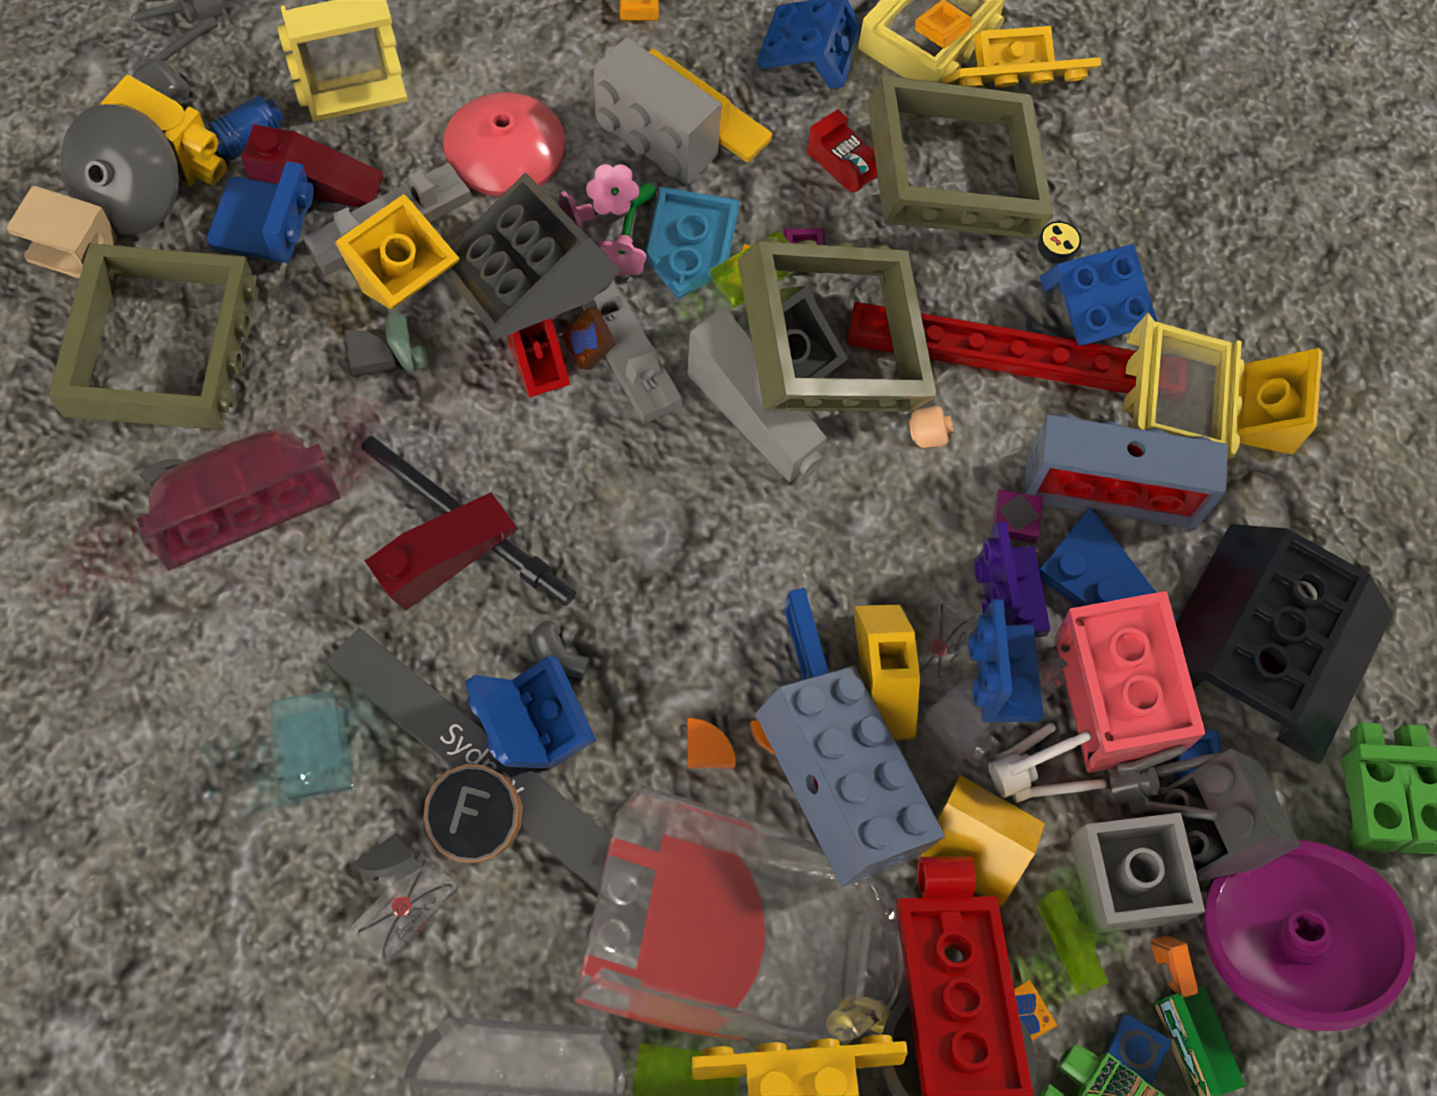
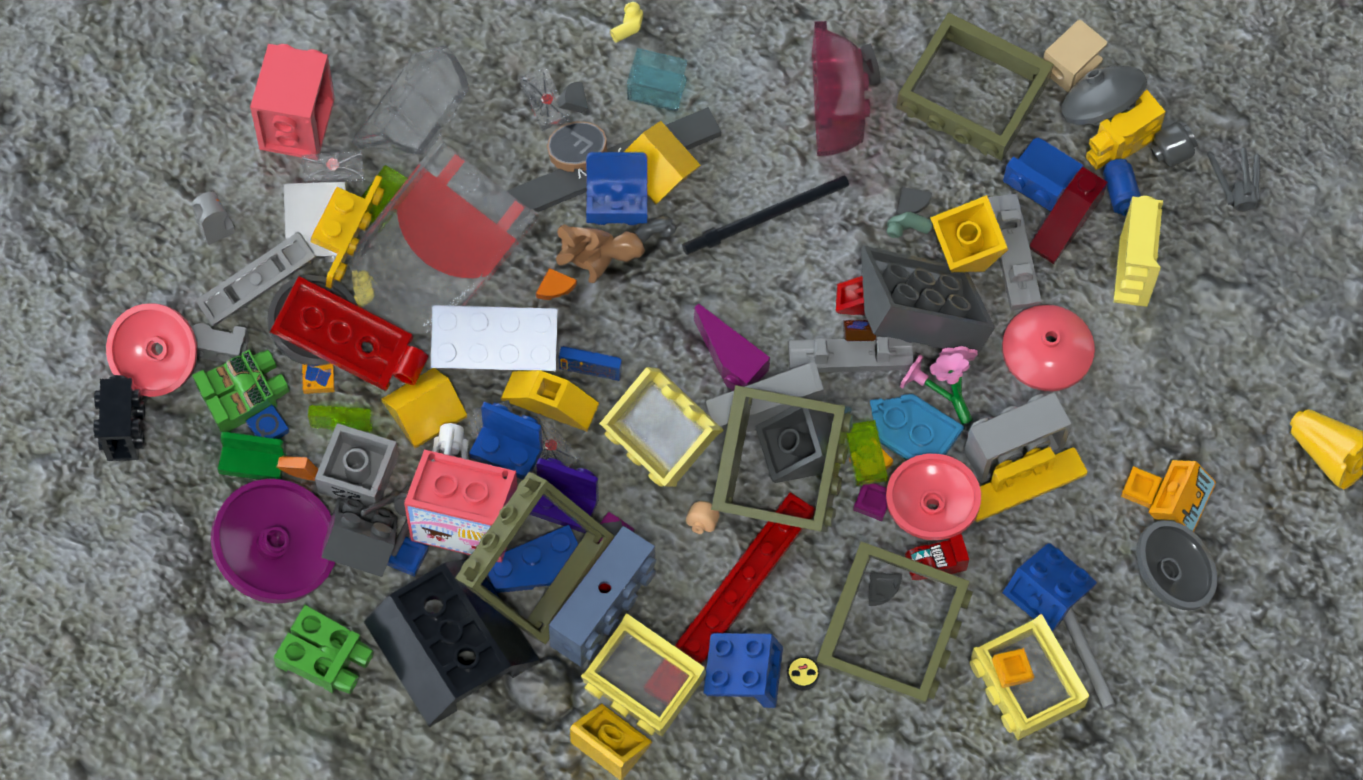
camera: 120 degrees right, 0 degrees up
(218, 837) = (631, 22): none -> light yellow arm
(434, 681) = (667, 160): none -> yellow slope
(439, 549) = (746, 185): dark red slope -> none
(628, 711) = (595, 248): none -> medium nougat animal
(701, 473) = (734, 356): none -> magenta slope
(782, 153) = (935, 481): none -> coral dish
(859, 499) = (660, 427): none -> window
(1019, 54) = (964, 714): yellow bracket -> none
(1154, 547) = (502, 532): none -> olive window

